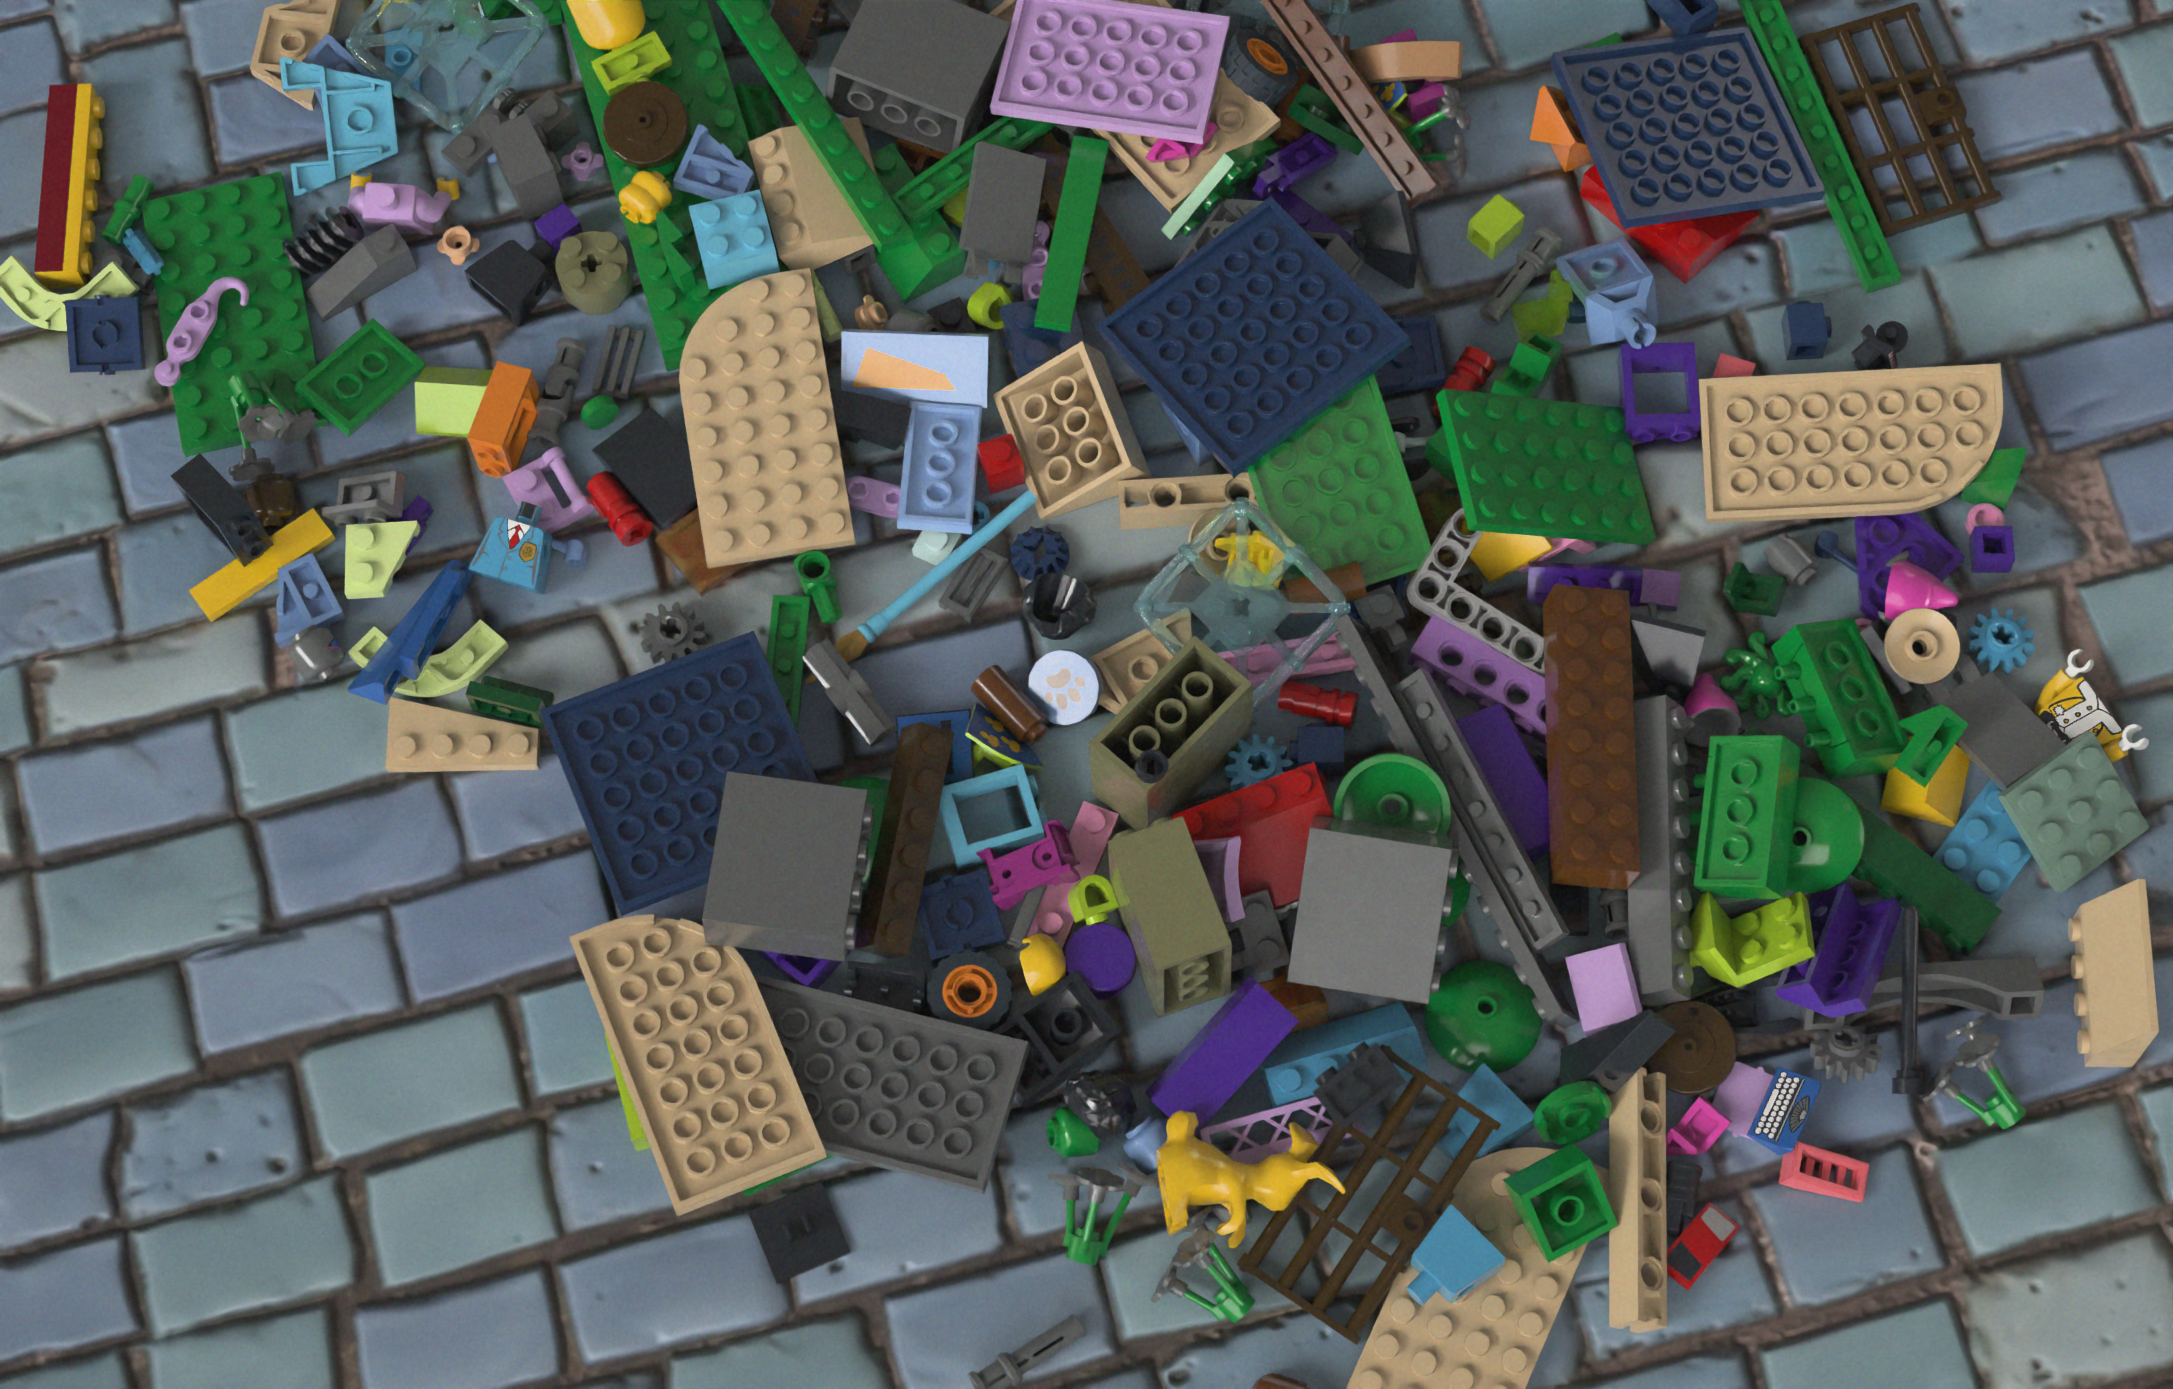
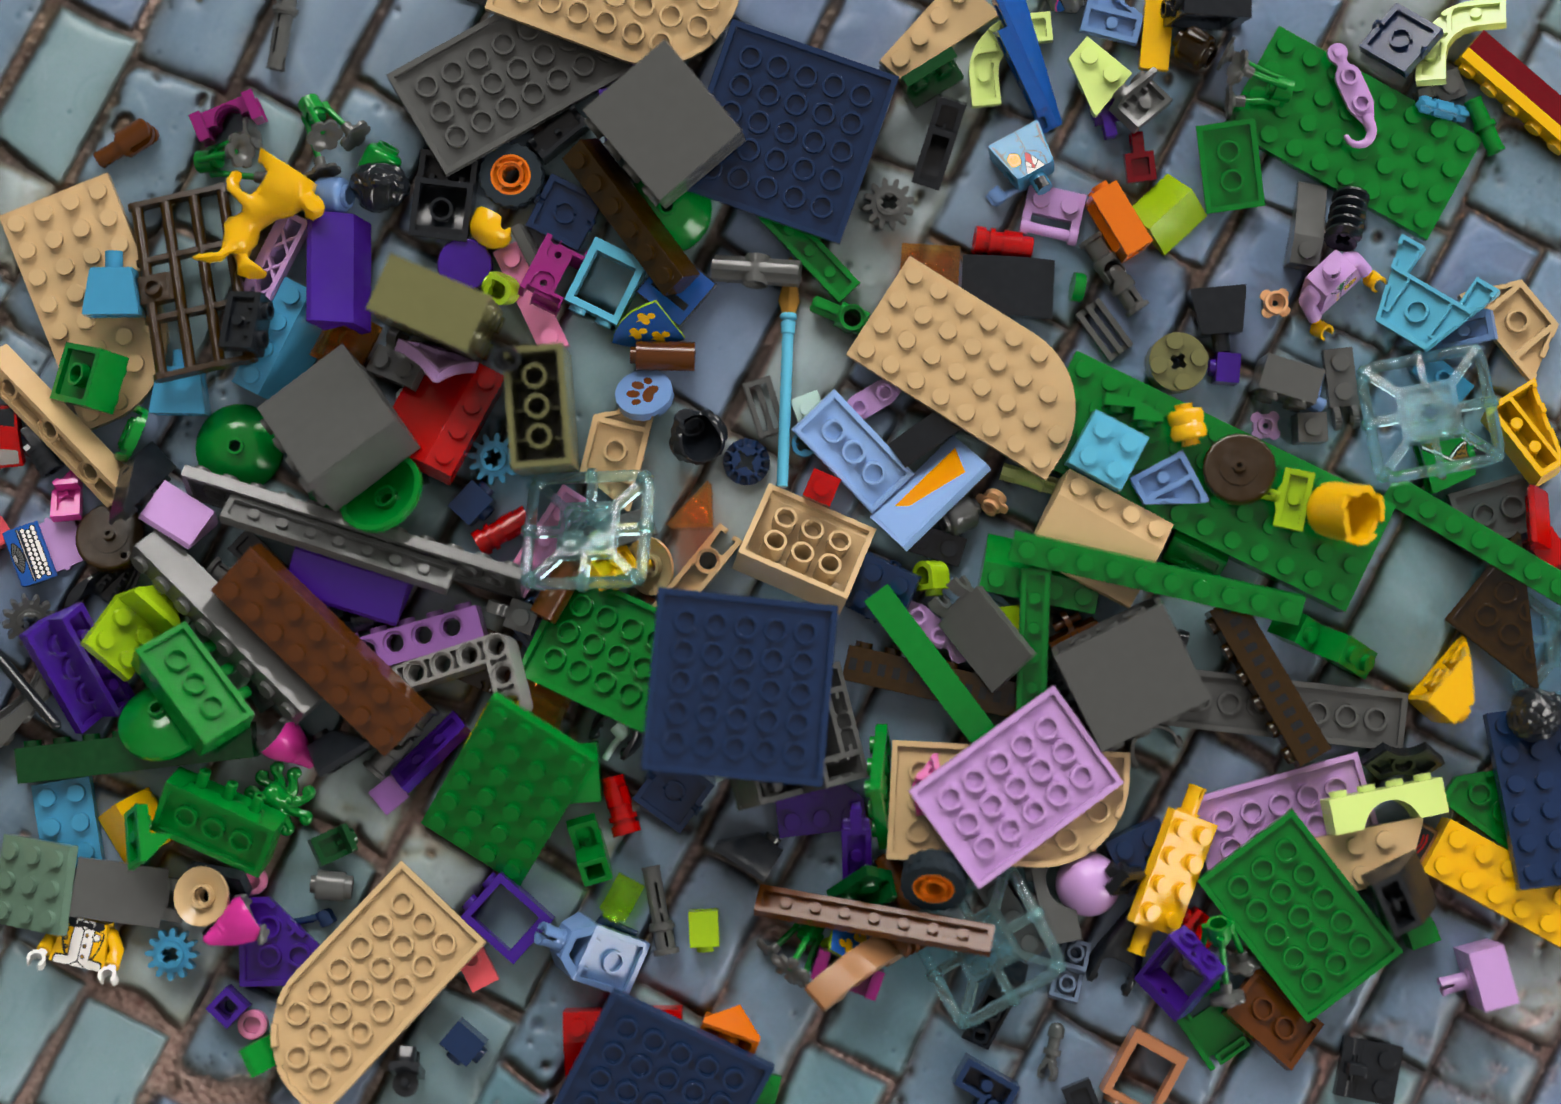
camera: 130 degrees right, 20 degrees up
(429, 458) = (1139, 164): none -> dark red plate
(567, 644) = (939, 142): none -> black slope
(1129, 542) = (697, 512): none -> clear orange slope
(1194, 1334) = (209, 123): none -> magenta piece

